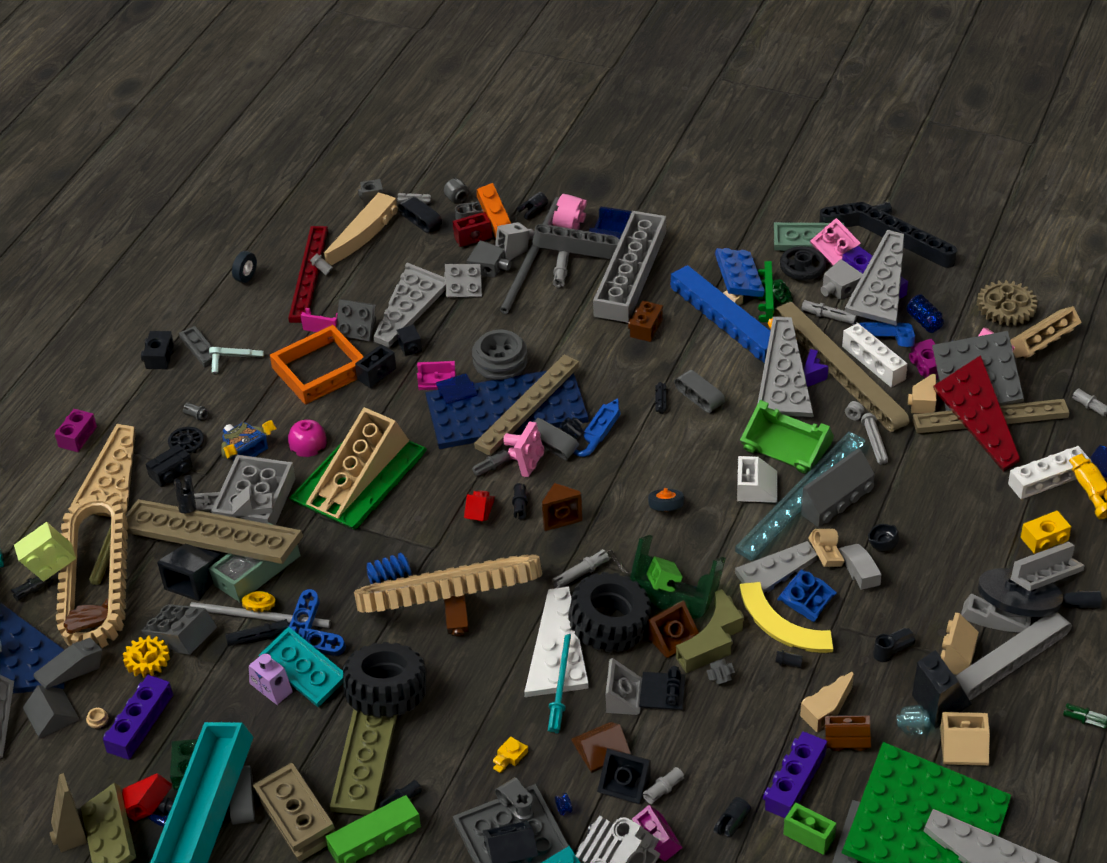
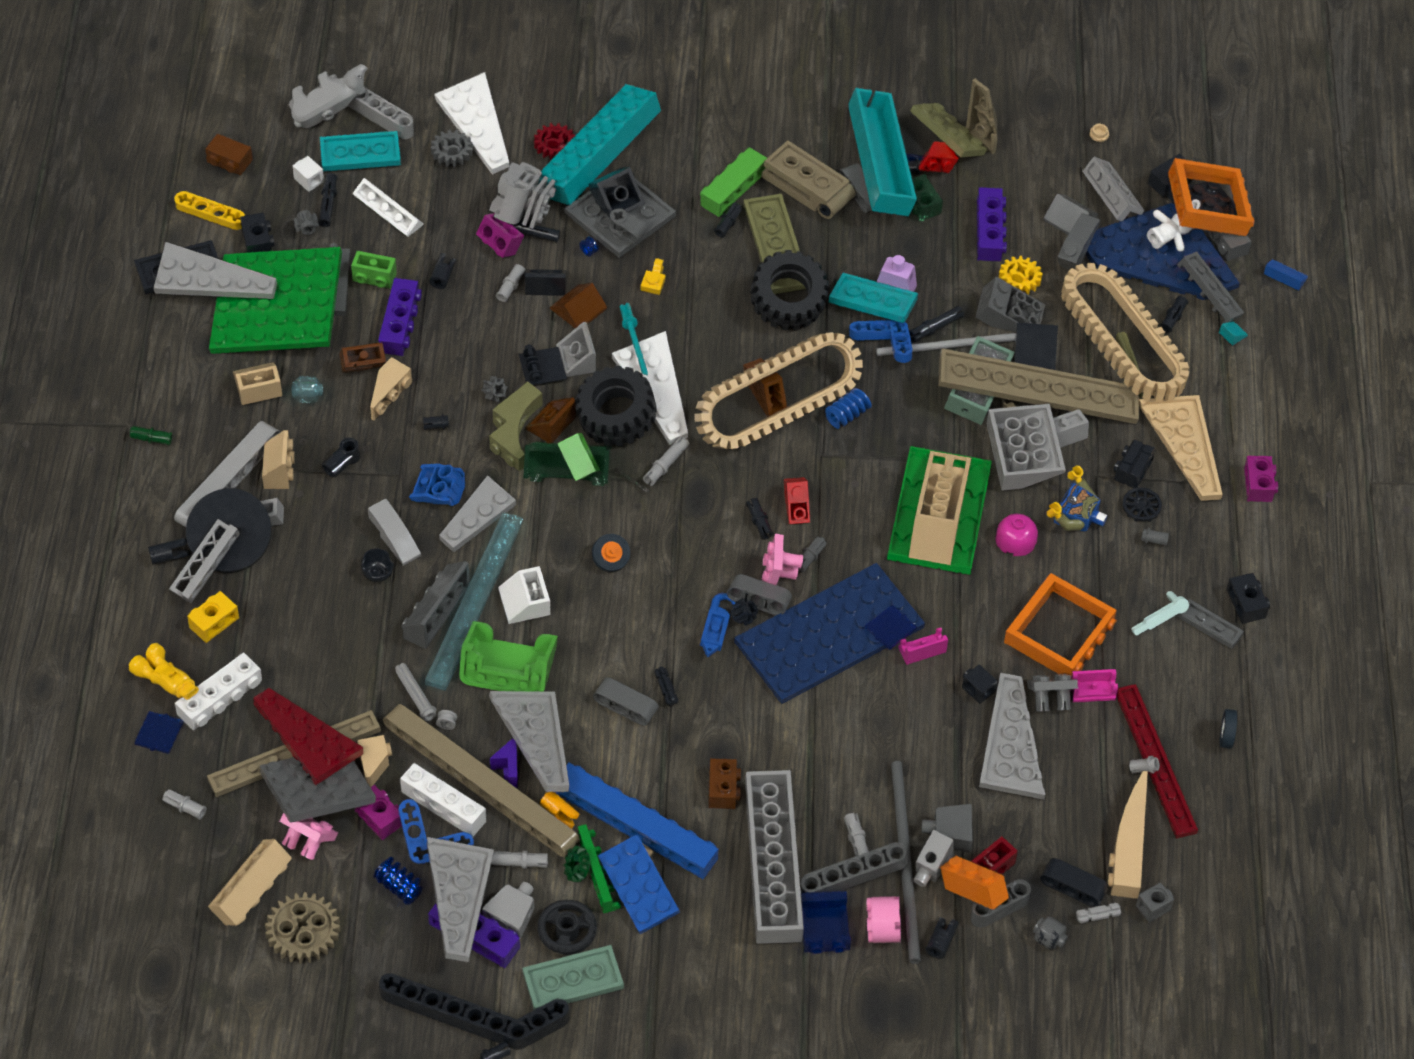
camera: 155 degrees right, 10 degrees up
(45, 551) = (1169, 309): yellowish green brick -> none
(86, 617) = (1096, 284): reddish brown animal -> none
(97, 718) = (1026, 218): tan plate -> none
(185, 496) = (1080, 400): black hinge -> none
(248, 504) = (1011, 414): light grey slope -> none
(258, 601) = (949, 339): yellow gear -> none
(375, 366) = (994, 631): black brick -> none
(463, 280) = (965, 785): light grey hinge -> none
(499, 355) = (865, 687): dark grey wheel -> none
(527, 404) = (802, 626): dark tan plate -> none
(561, 507) = (708, 506): reddish brown slope -> none
(778, 627) = (453, 449): light yellow tile -> none
(824, 543) = (431, 541): tan plate -> none
(834, 241) = (533, 954): bright pink plate -> none
(938, 688) = (285, 401): black slope -> none

